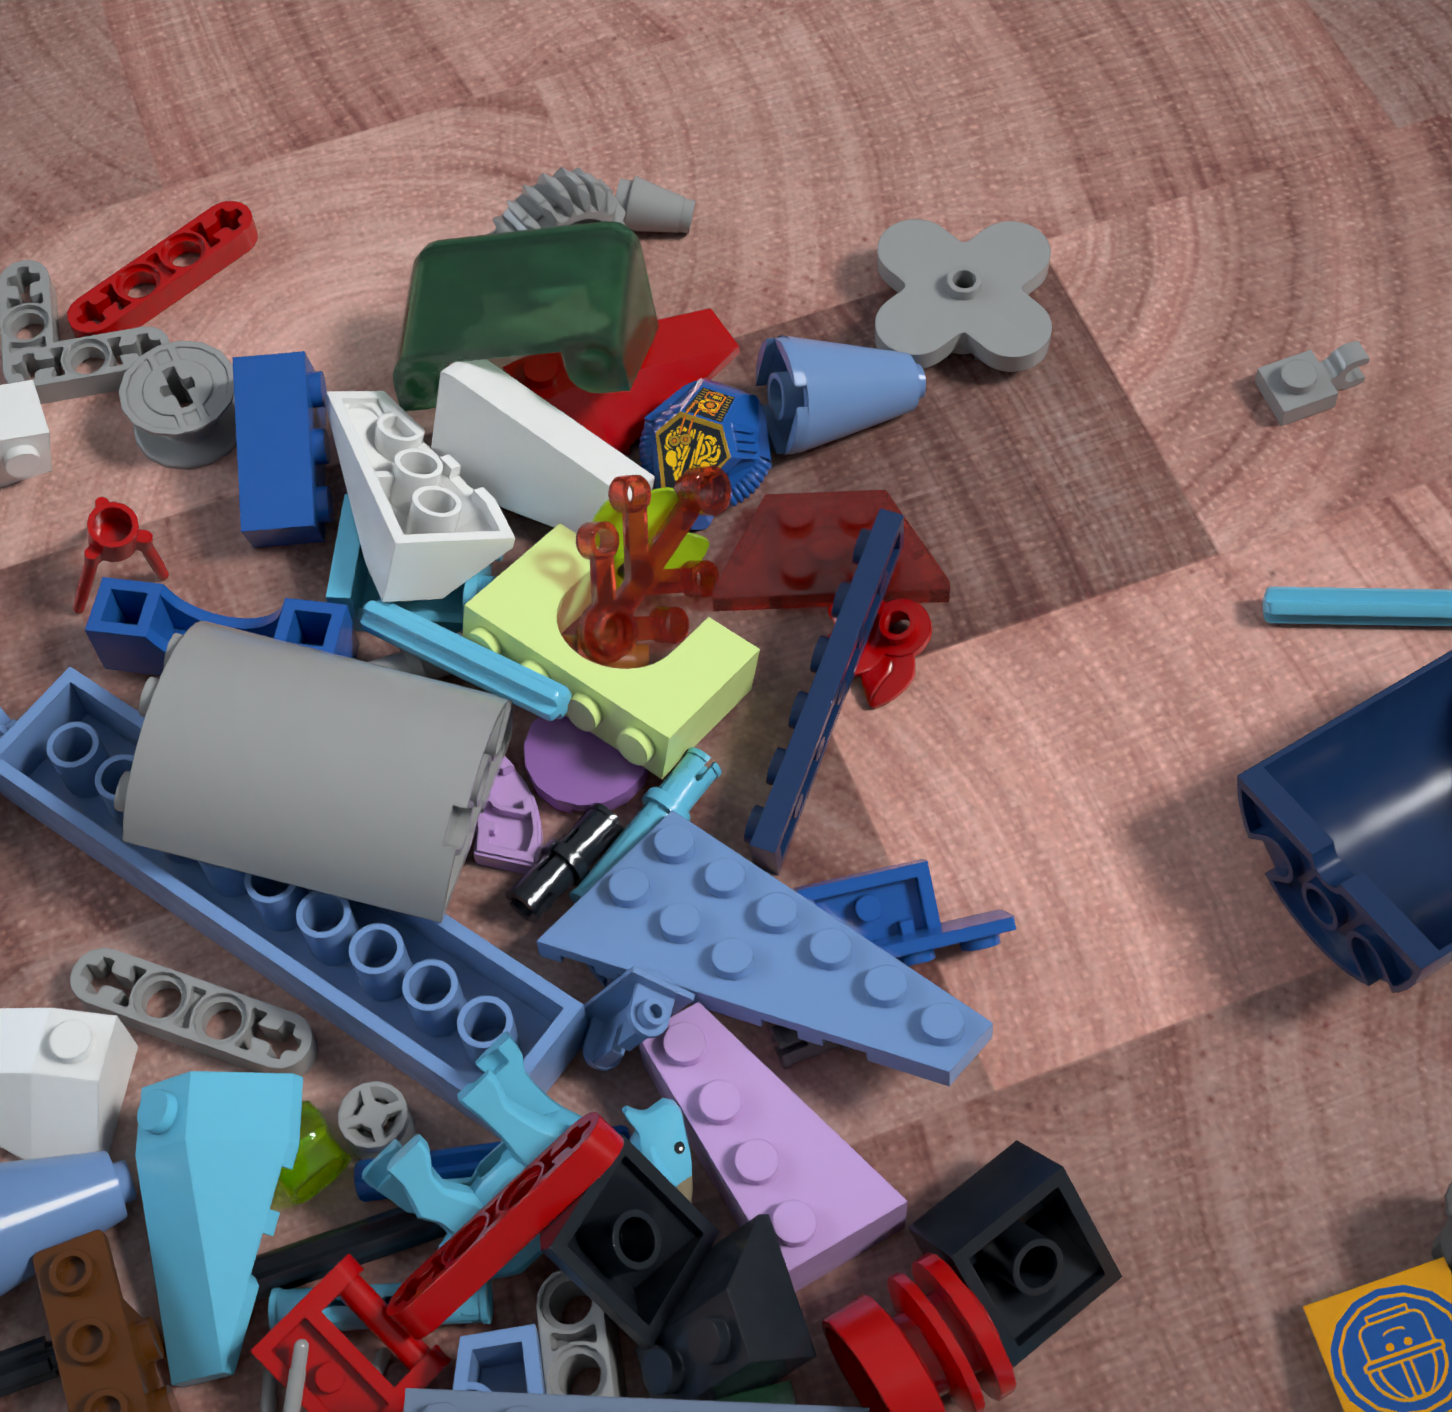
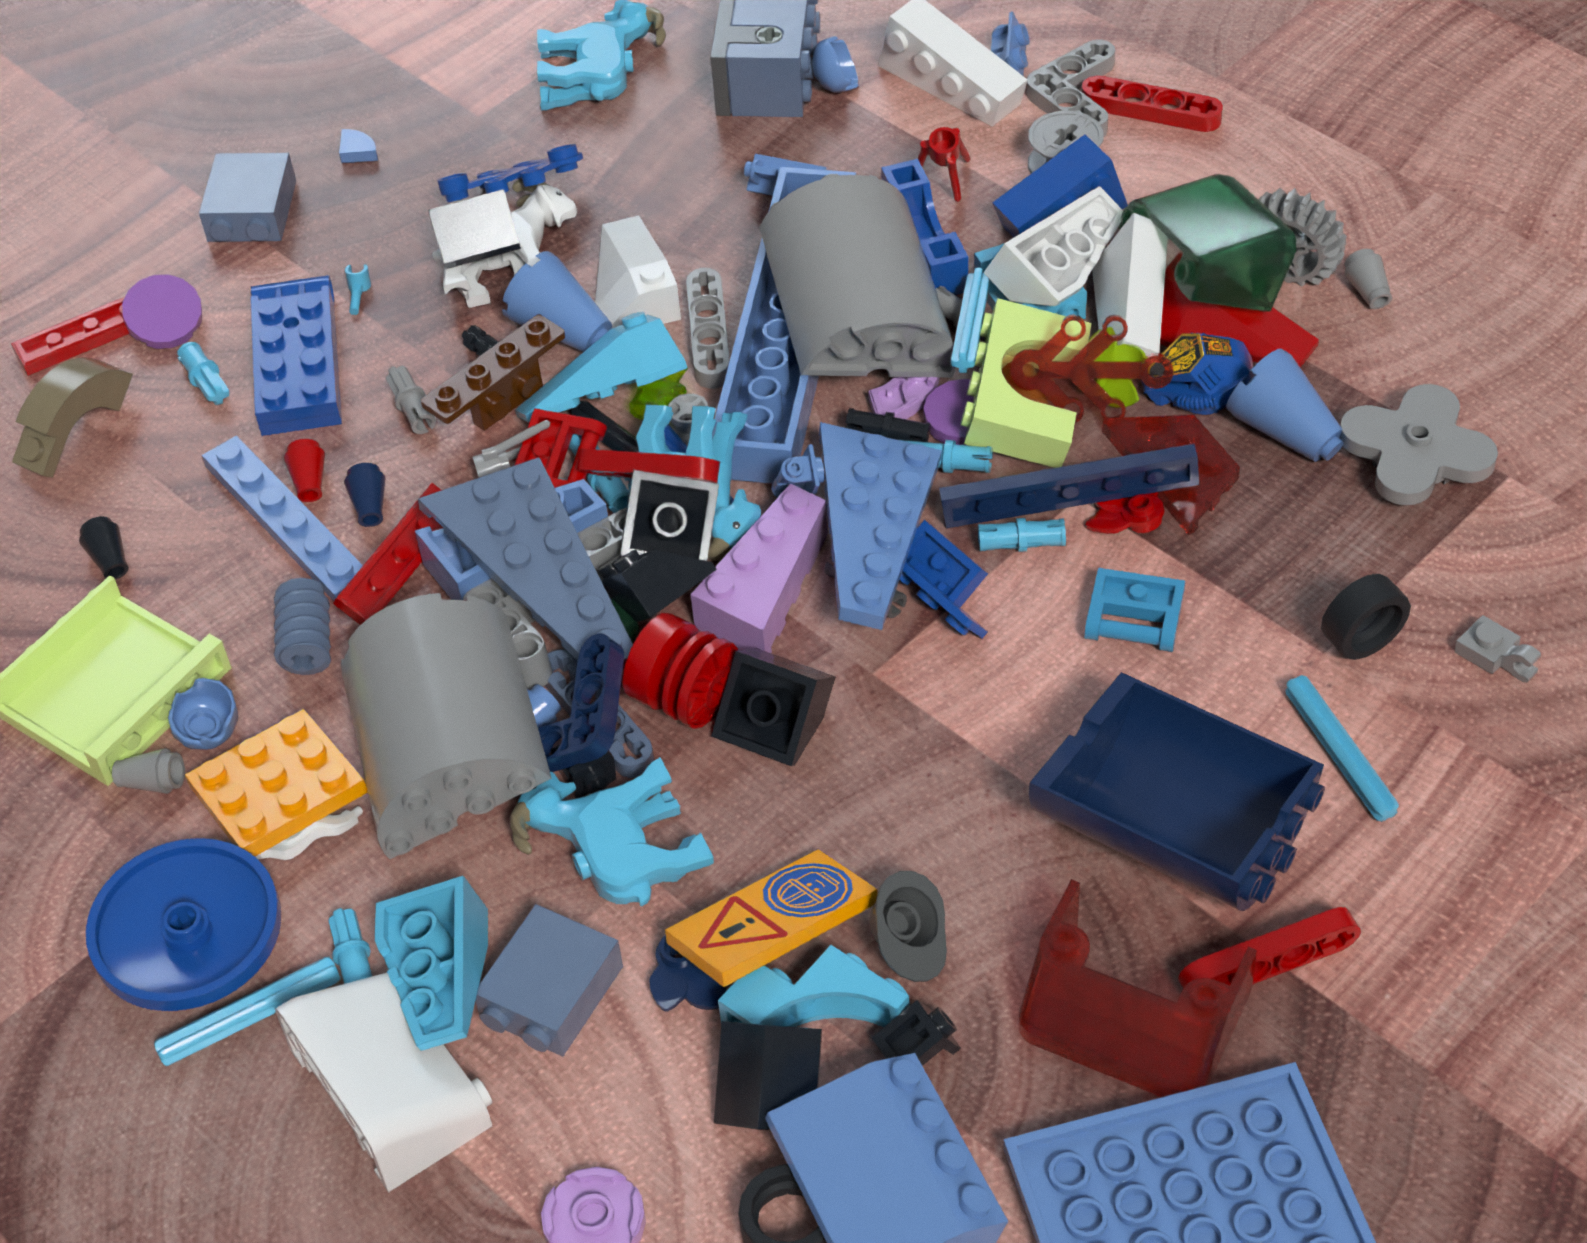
camera: 65 degrees right, 10 degrees down
(857, 788) = (1022, 534): none -> medium azure pin
(1047, 703) = (1138, 598): none -> dark azure plate
(1231, 476) = (1365, 616): none -> black tyre

